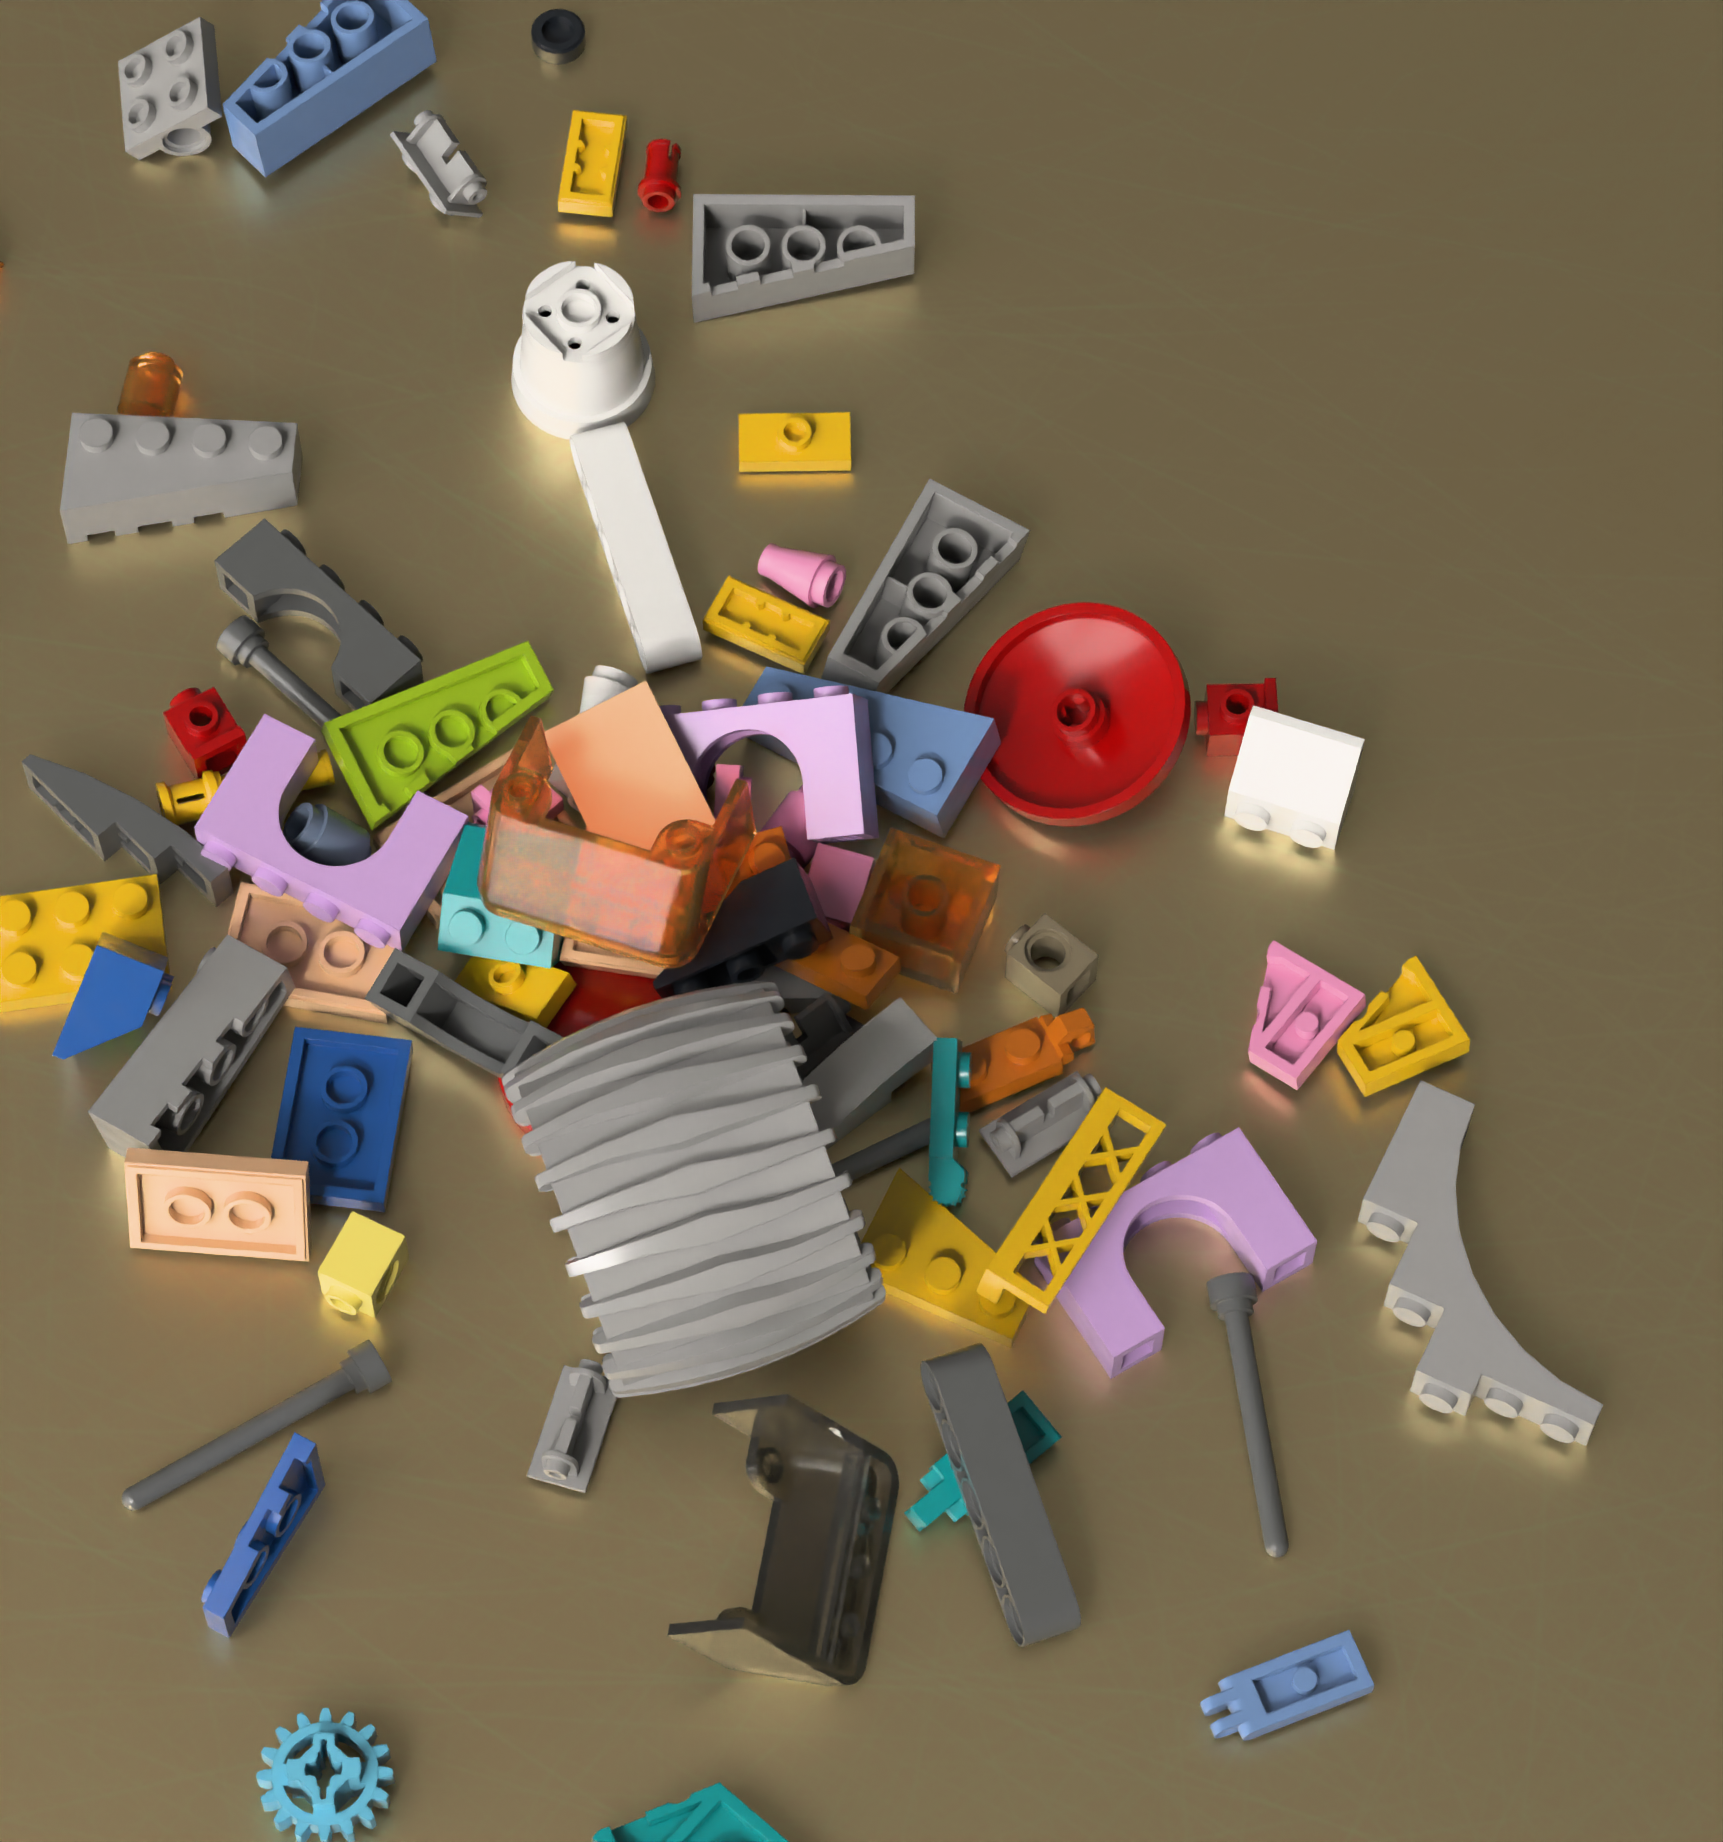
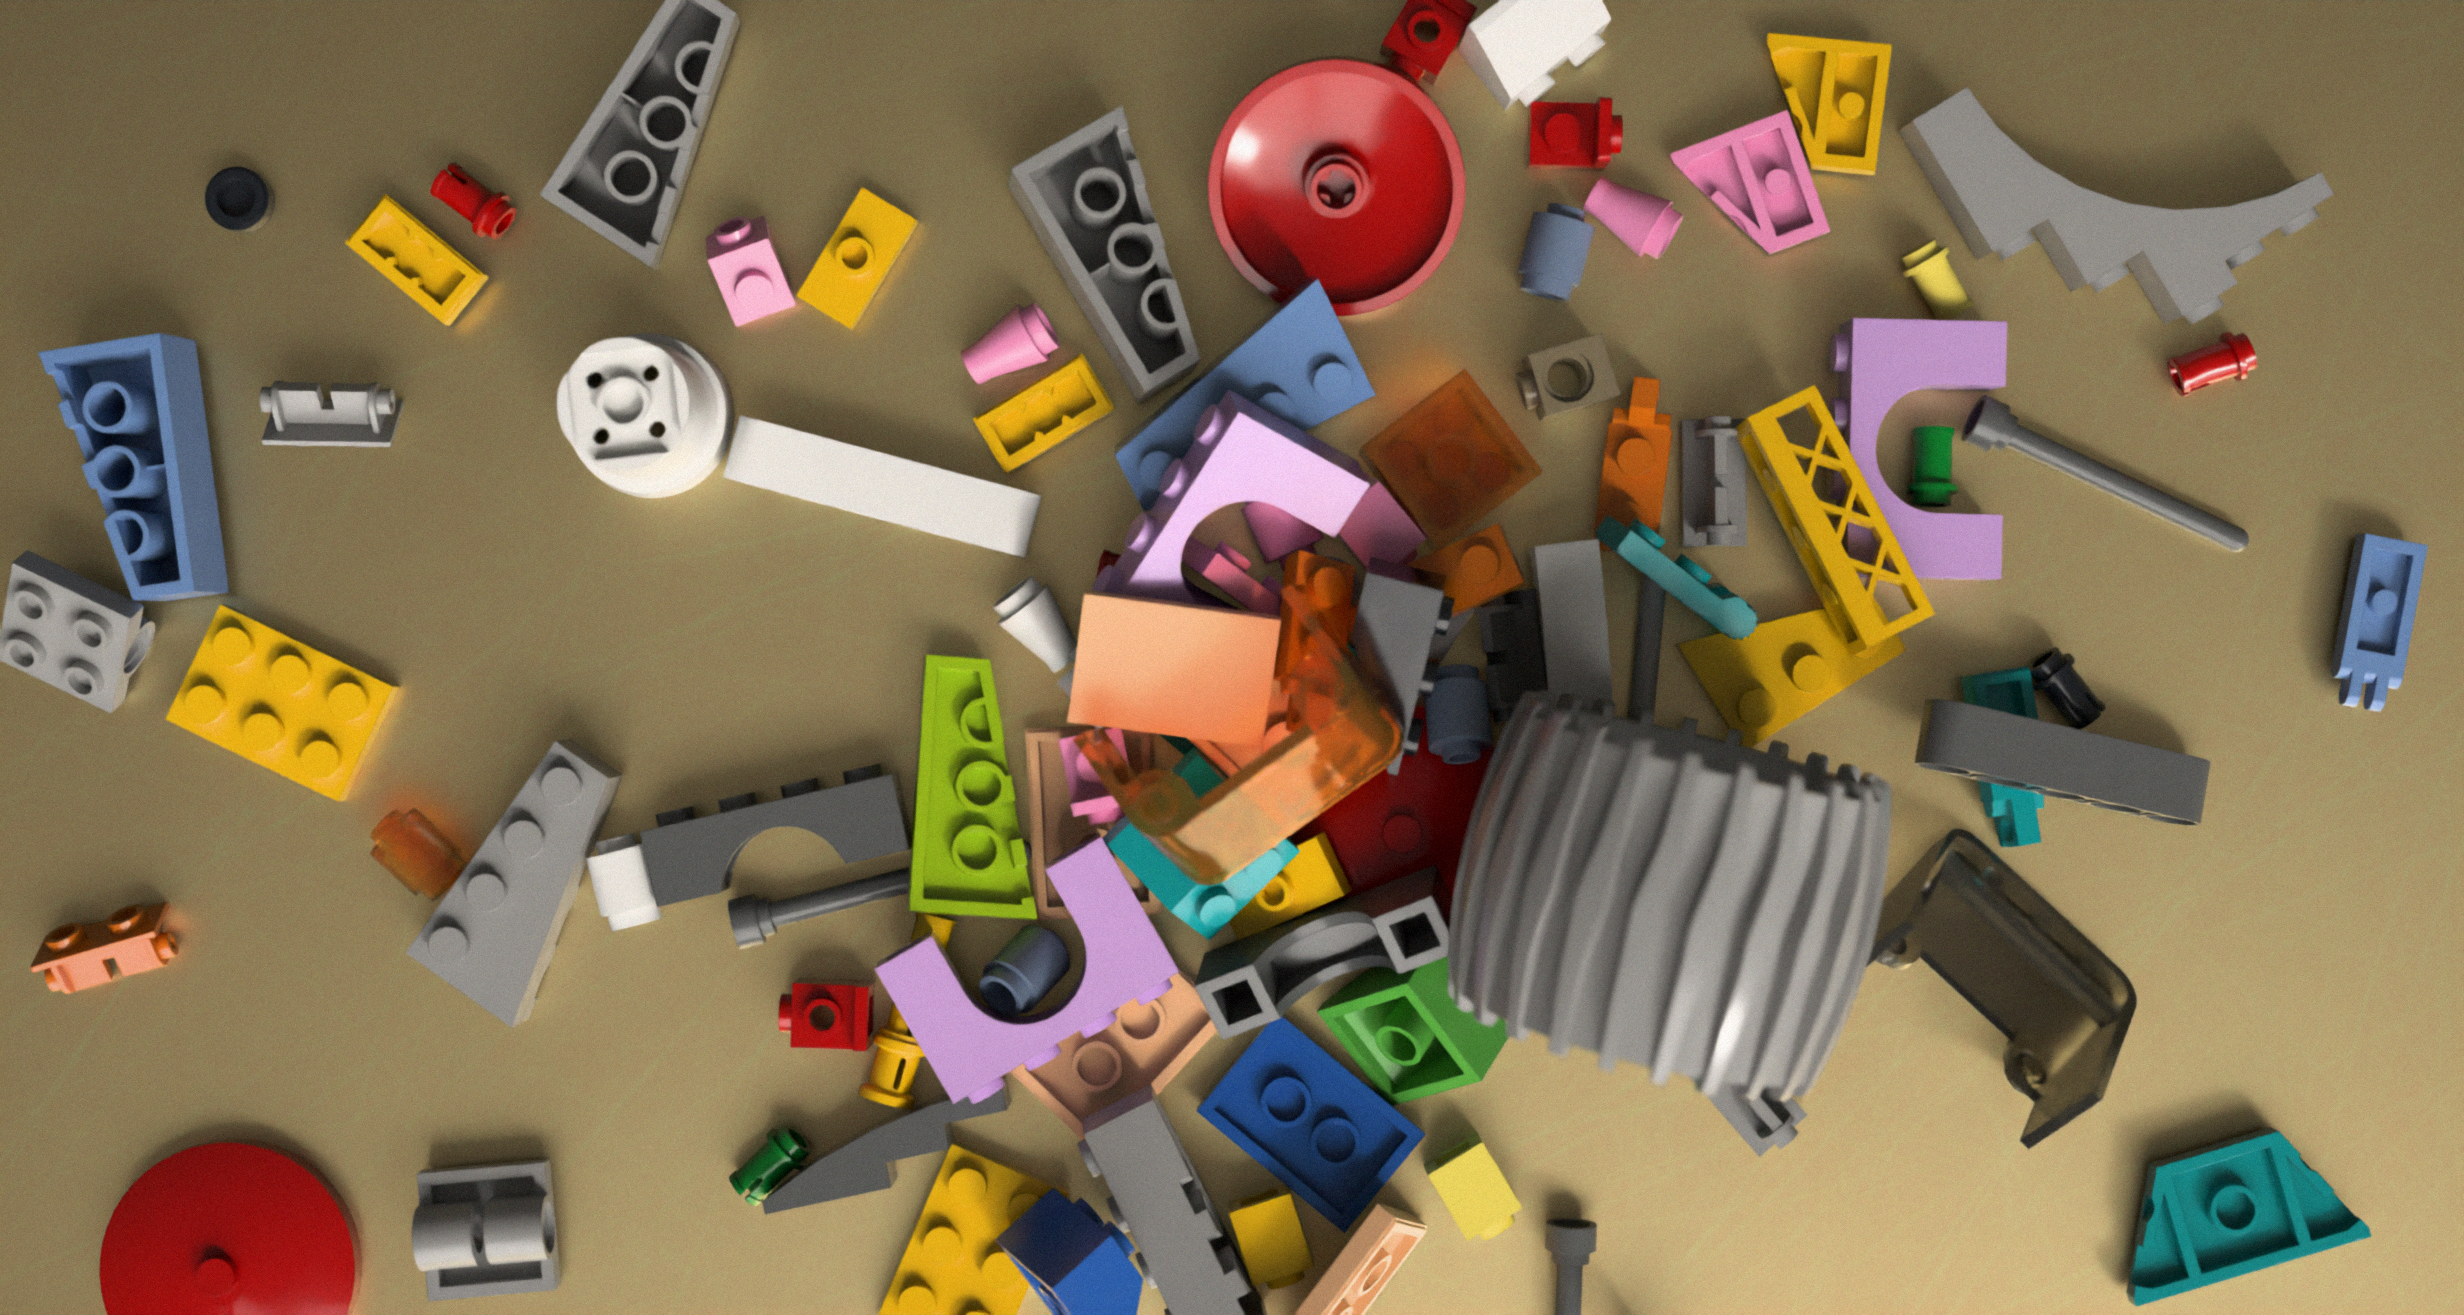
camera: 55 degrees left, 25 degrees up
(77, 757) = (771, 1163): none -> green pin
(205, 256) = (282, 702): none -> yellow plate
(212, 537) = (623, 883): none -> white brick
(231, 1128) = (1271, 1237): none -> yellow brick
(464, 1143) = (1411, 1032): none -> bright green slope
(734, 373) = (748, 269): none -> bright pink bracket
(1065, 1478) = (2065, 688): none -> black pin
(1139, 901) = (1555, 252): none -> sand blue brick
(1170, 1272) = (1932, 467): none -> green pin
(1207, 945) = (1635, 217): none -> bright pink cone
(1237, 866) = (1573, 135): none -> red bracket
(1322, 1178) = (1936, 280): none -> light yellow pin
(1401, 1436) = (2213, 363): none -> red pin

